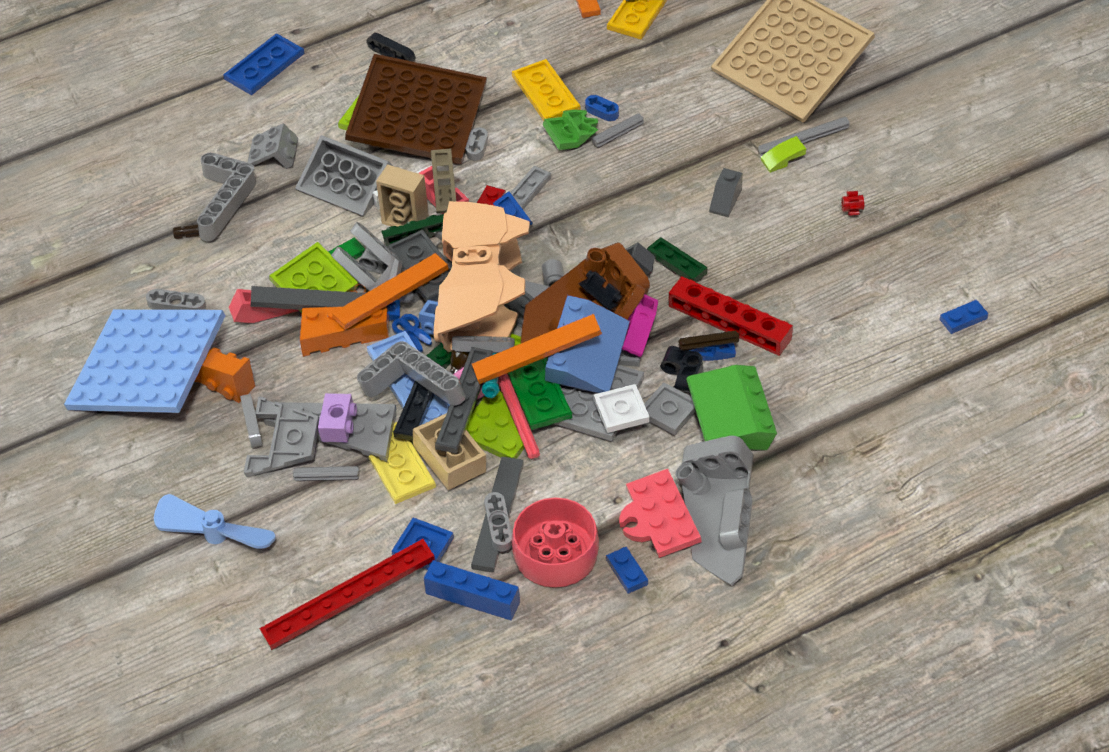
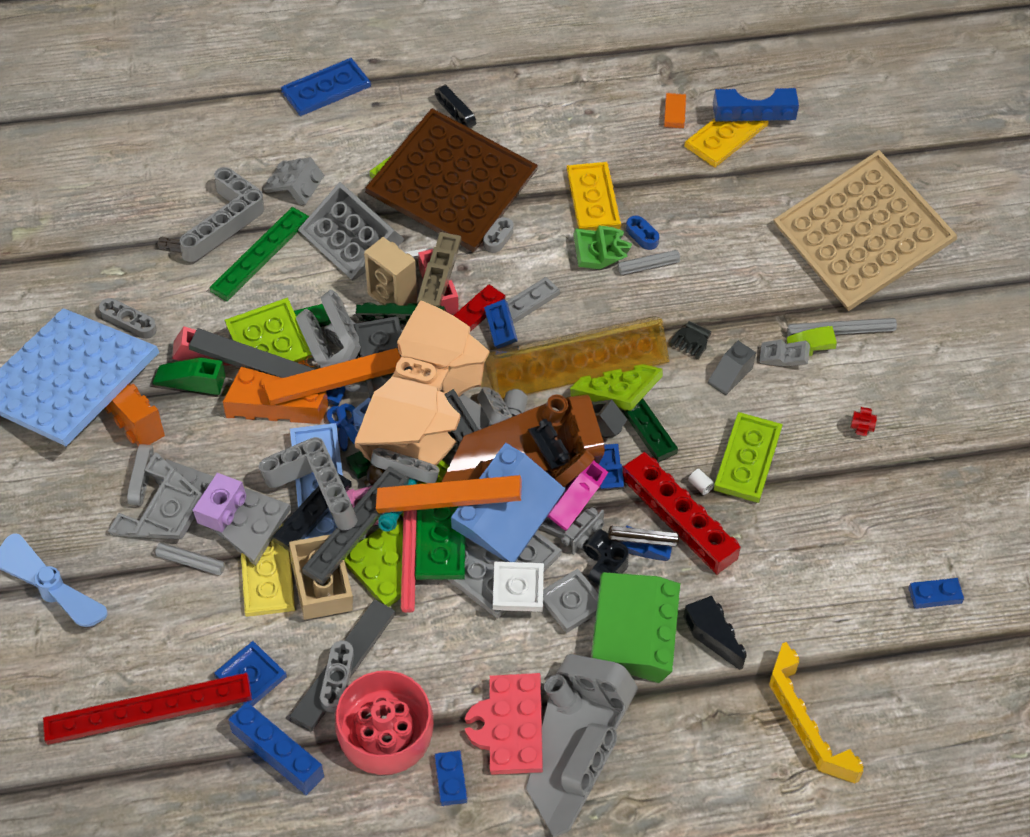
camera: 15 degrees right, 5 degrees up
(258, 329) = (193, 375): none -> green slope
(269, 218) = (258, 254): none -> green tile
(537, 277) = (493, 405): none -> light grey beam
(592, 220) = (580, 354): none -> clear yellow slope
(645, 231) = (622, 387): none -> lime plate
(658, 345) = (590, 522): none -> light grey hinge
(664, 306) = (611, 463): none -> blue slope
(681, 179) = (694, 337): none -> pearl dark grey piece
(737, 288) = (701, 481): none -> white hinge
(761, 171) = (783, 354): none -> light grey slope
(768, 258) = (748, 457): none -> lime plate
(794, 395) = (709, 627): none -> black slope
(941, 463) = (842, 765): none -> yellow slope

